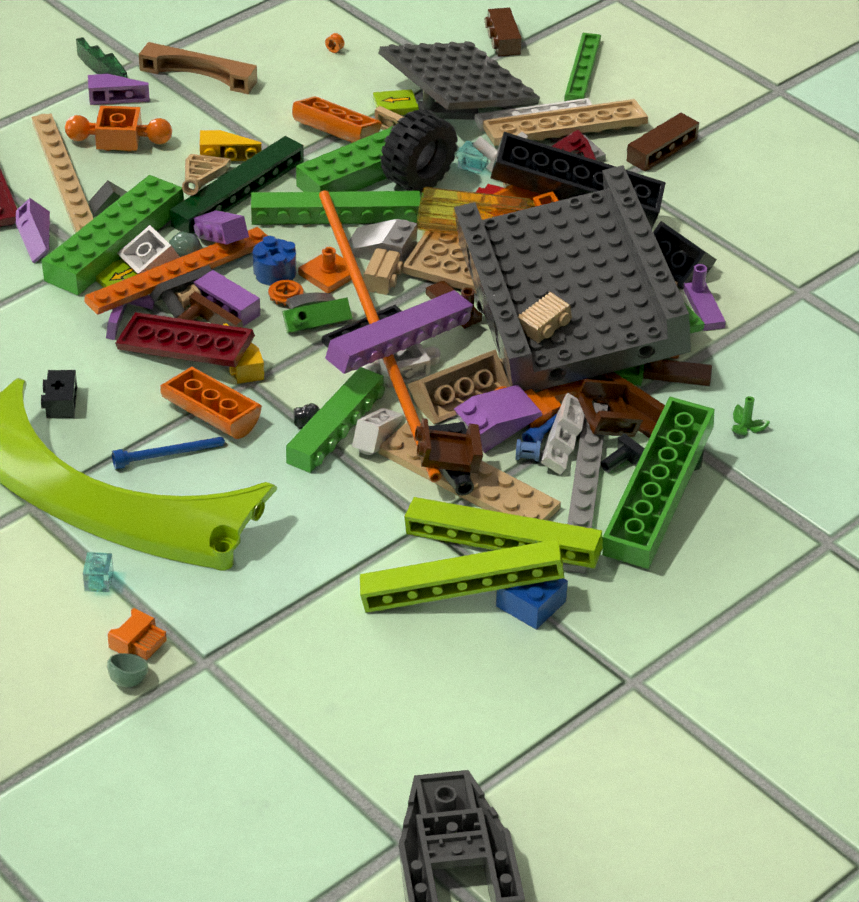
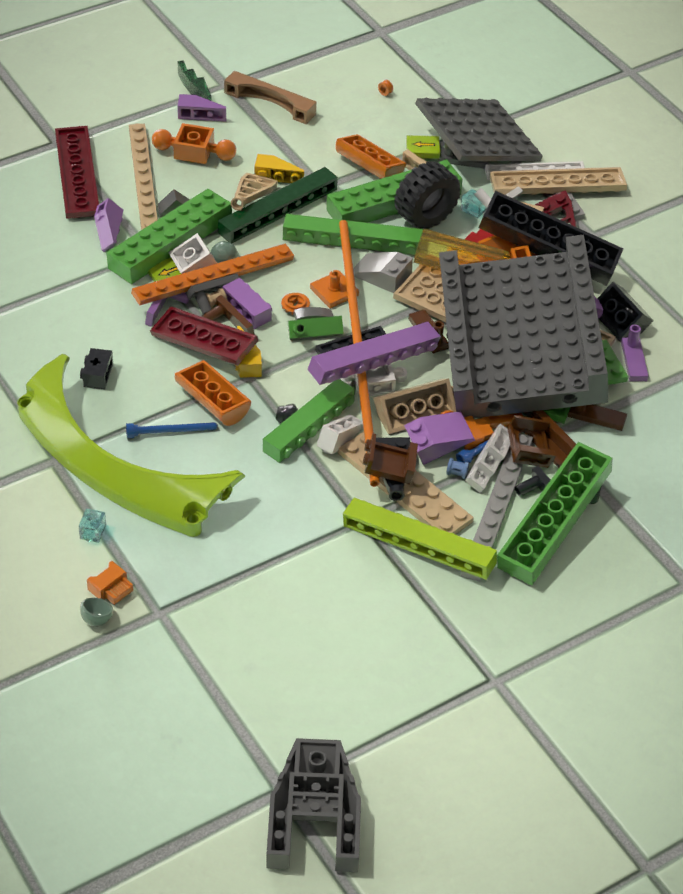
camera: 10 degrees right, 5 degrees up
(221, 227) = (254, 241): medium lavender brick -> none
(274, 260) = (291, 275): blue brick -> none
(382, 271) = (376, 295): tan brick -> none
(461, 576) = (375, 572): lime brick -> none
(503, 31) = (526, 93): reddish brown brick -> none
(533, 602) = (430, 594): blue brick -> none
(545, 317) = (491, 358): tan brick -> none
(583, 66) = (585, 132): bright green tile -> none
(662, 141) = (634, 208): reddish brown brick -> none
(743, 417) = (642, 461): bright green plant -> none

